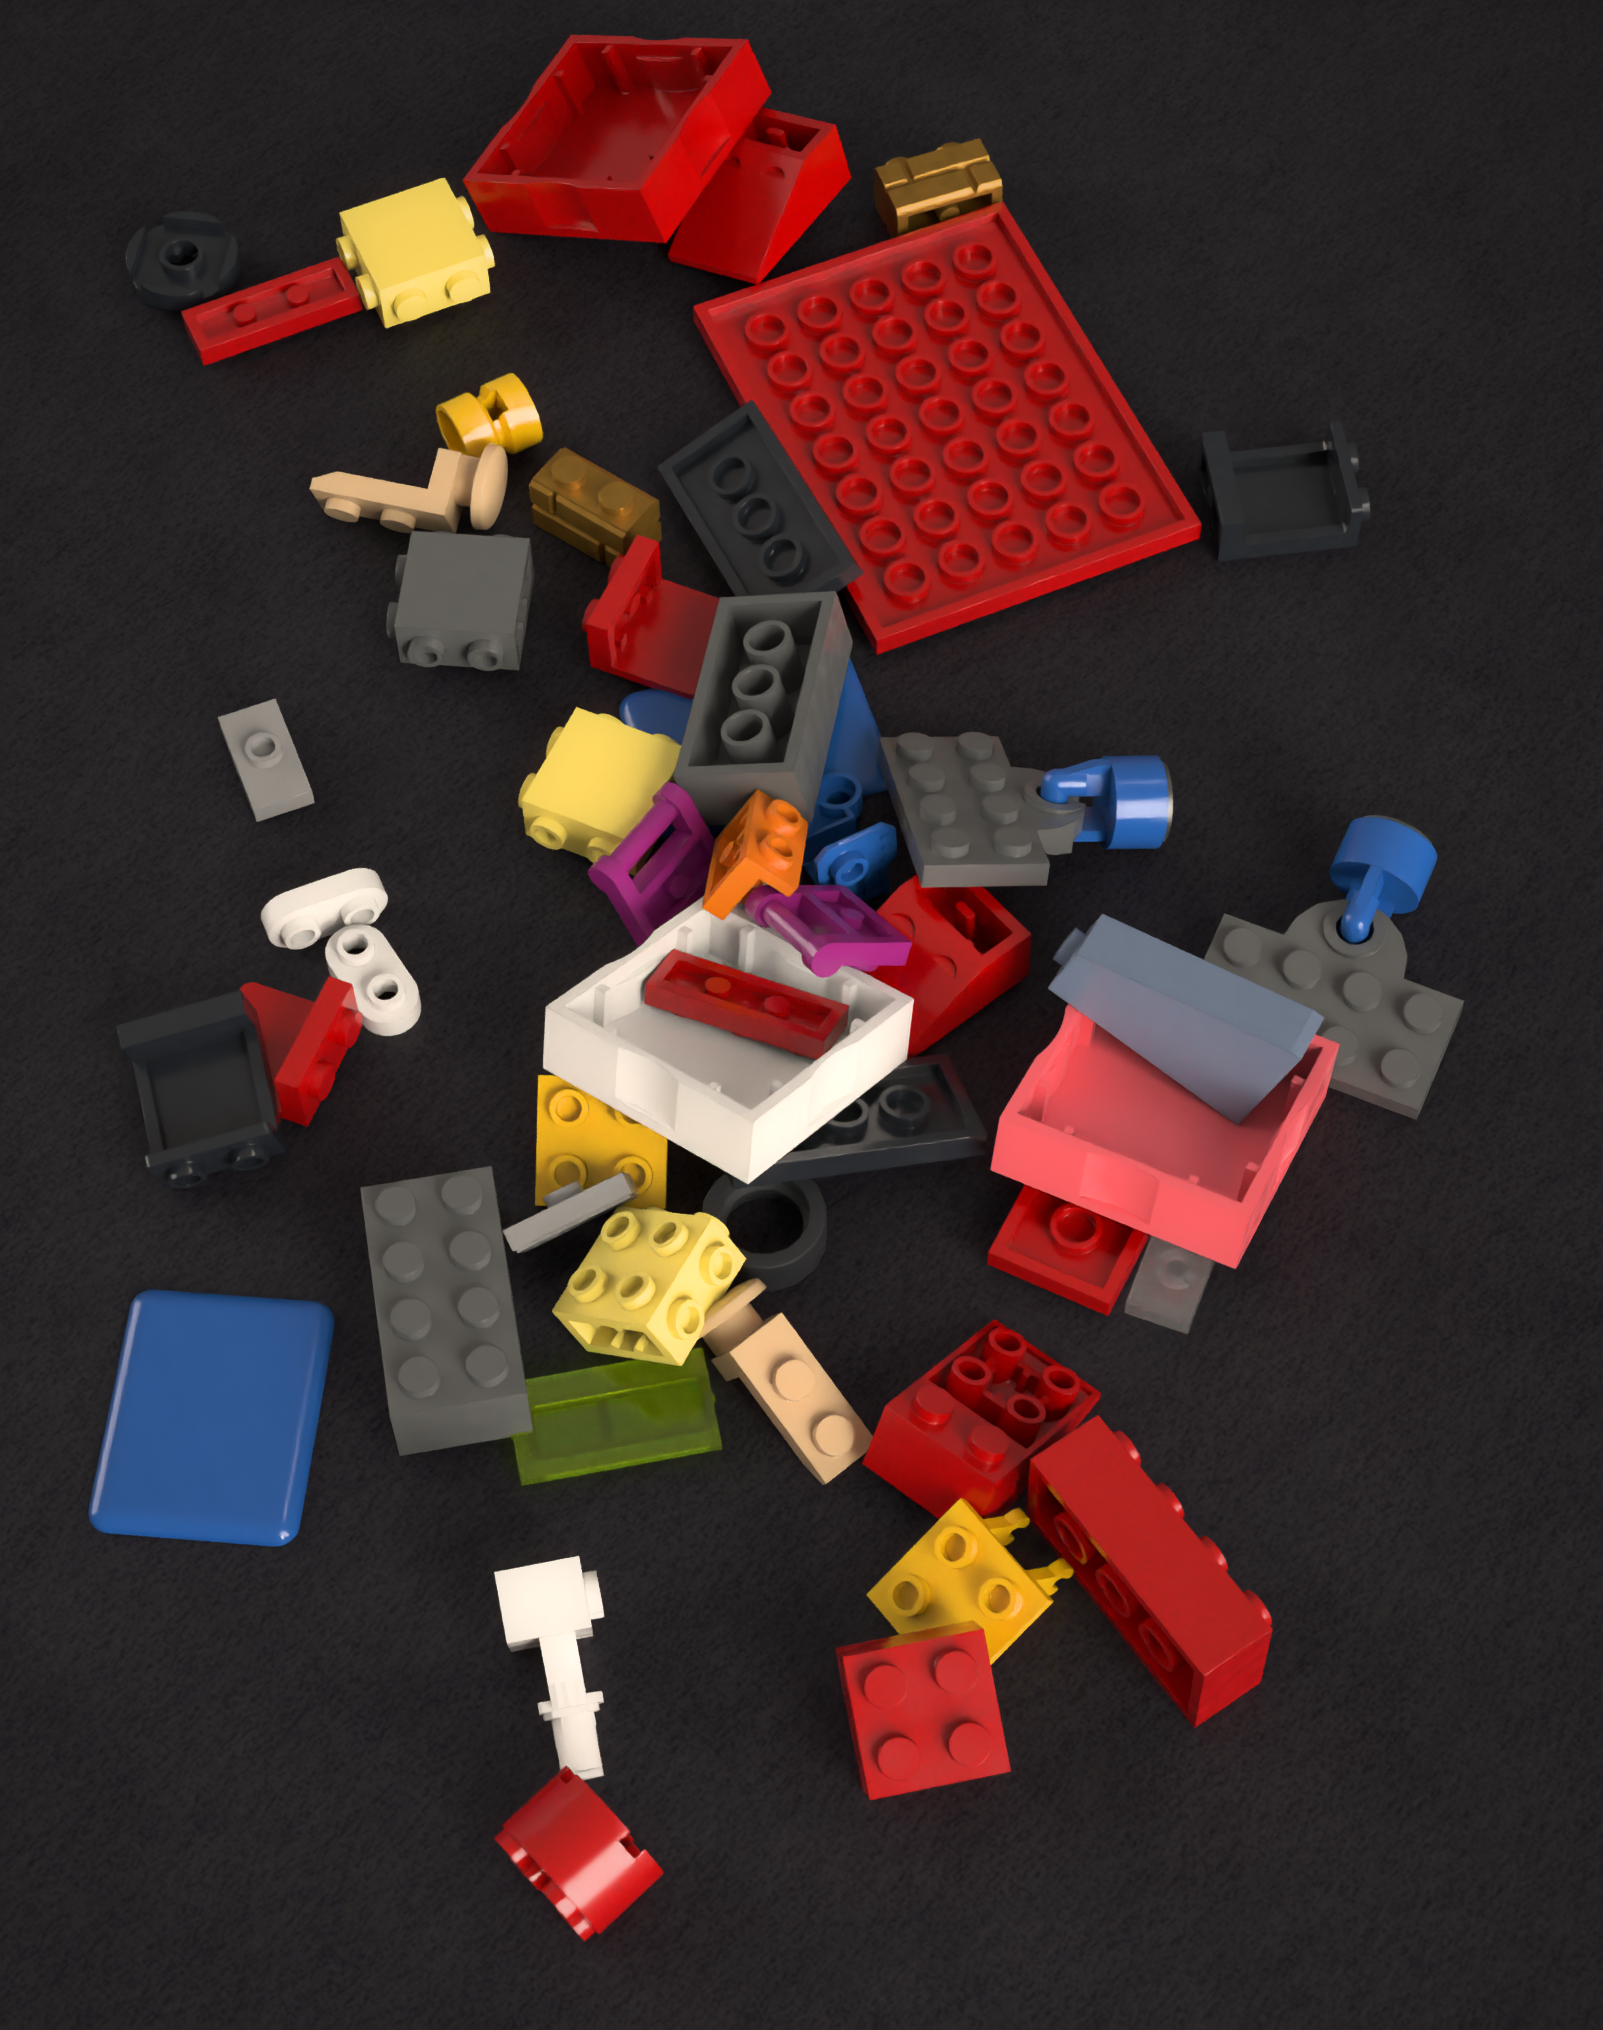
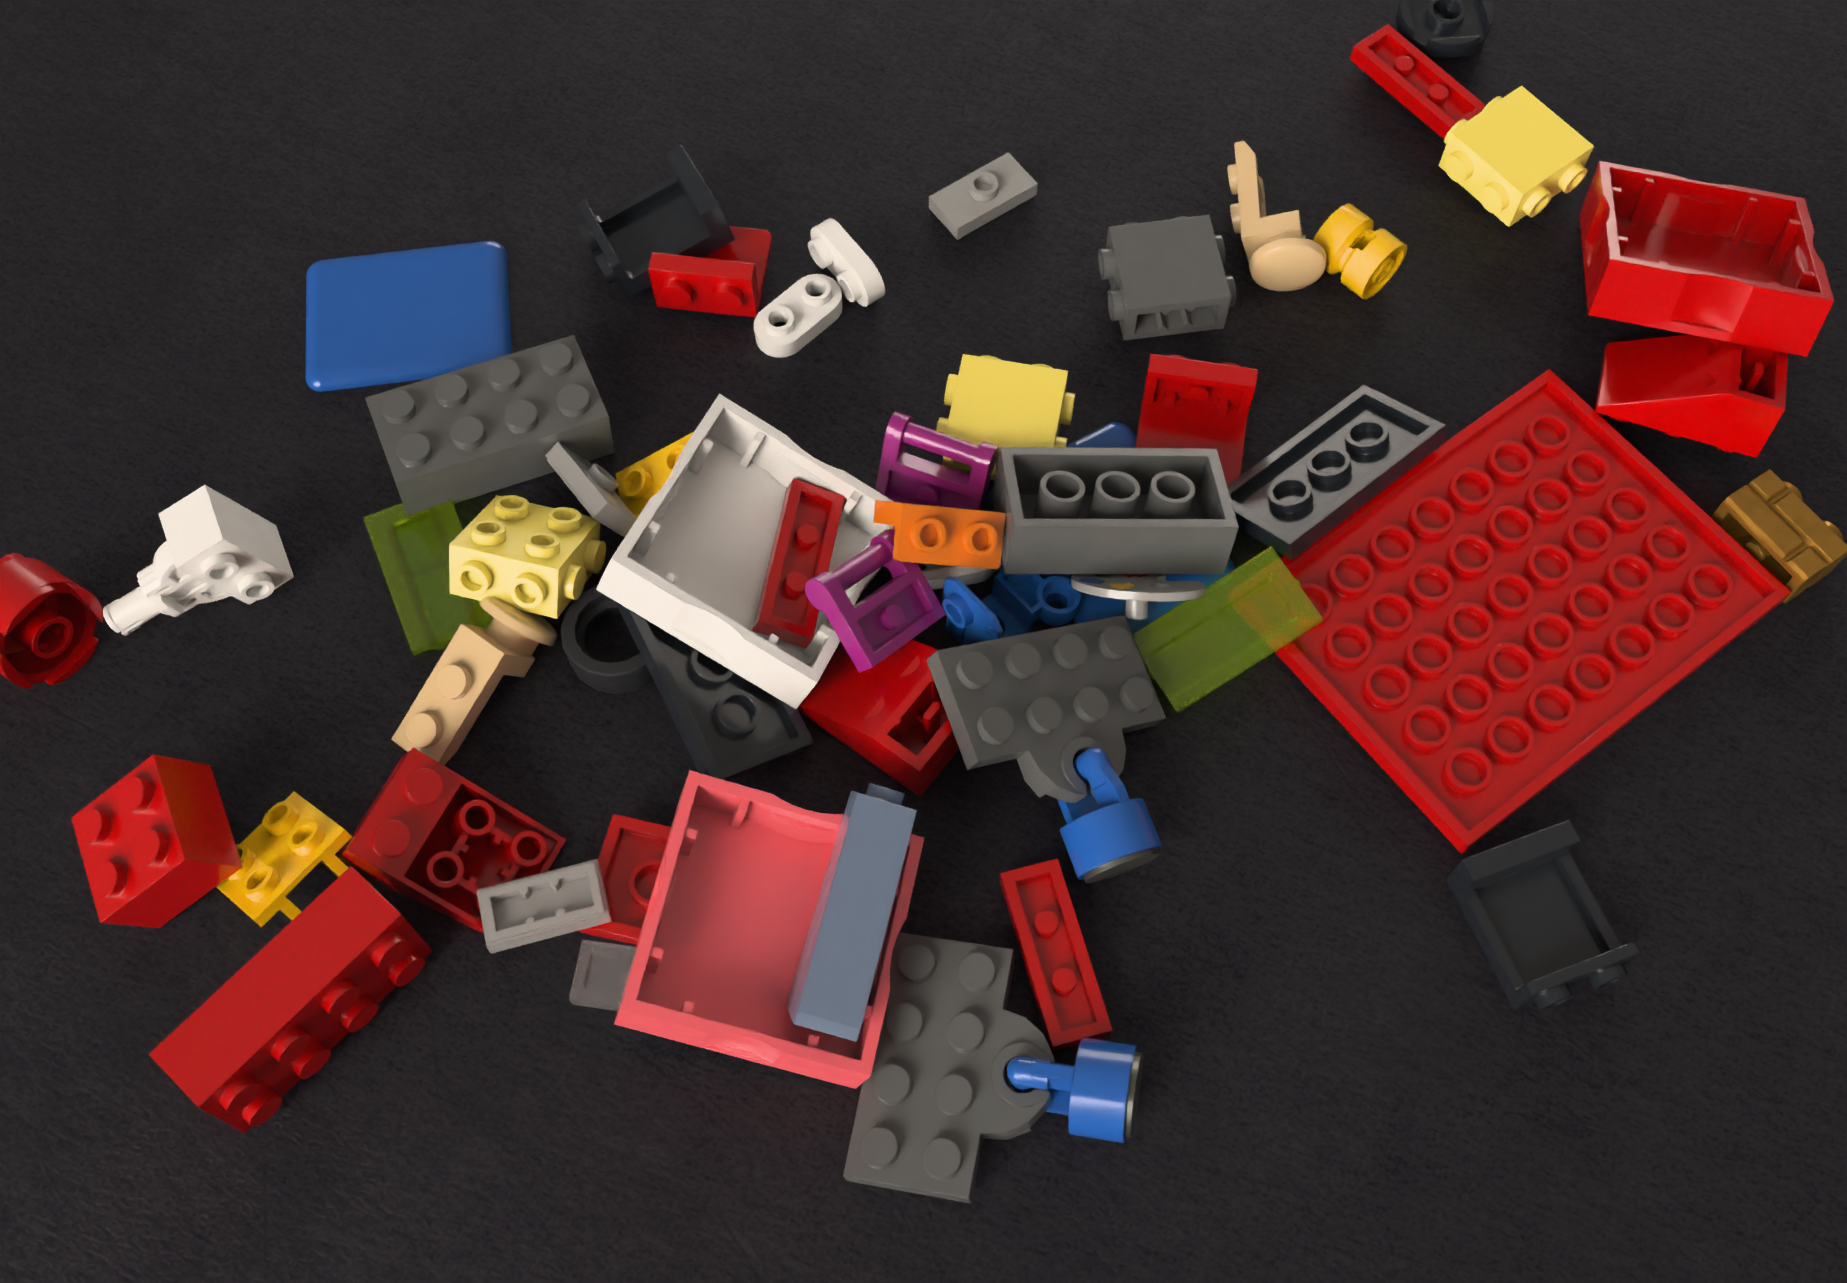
camera: 75 degrees right, 5 degrees up
(591, 507) = (1294, 348): pearl gold brick -> none
(862, 712) = (1137, 590): none -> light grey piece
(921, 651) = (1226, 629): none -> clear neon green piece
(1087, 1323) = (543, 906): none -> light grey plate
(1232, 884) = (1055, 955): none -> red plate

